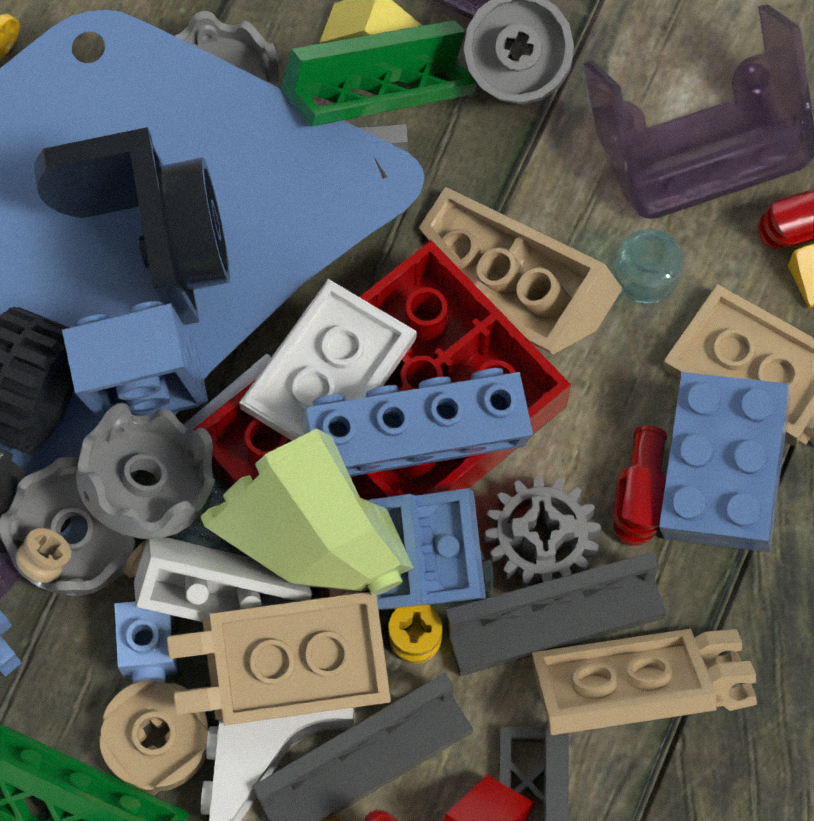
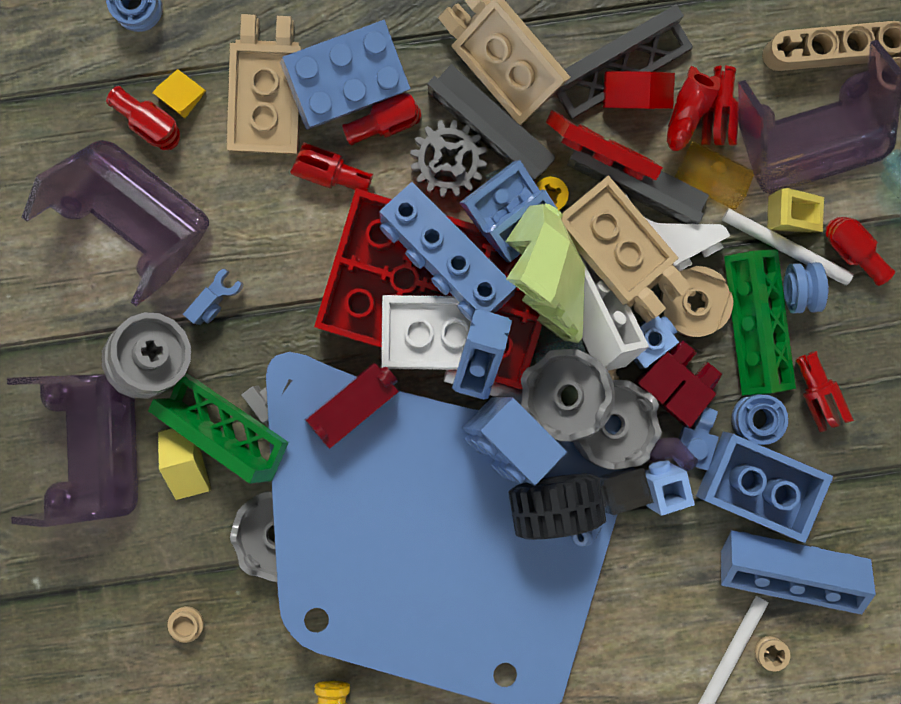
camera: 125 degrees left, 20 degrees up
(37, 566) = (640, 418): tan bush -> none
(89, 644) = (677, 387): none -> dark red hips
(175, 200) = (408, 476): black piece -> none
(264, 377) = (482, 354): none -> medium blue brick
(307, 219) = (352, 404): none -> dark red brick
(449, 710) = (604, 151): none -> red wing
(533, 279) = (297, 259): tan wedge -> none
(540, 154) = (206, 304): none -> medium blue plate
(613, 389) = (328, 169): none -> red arm
(648, 265) = (241, 182): clear light blue head -> none

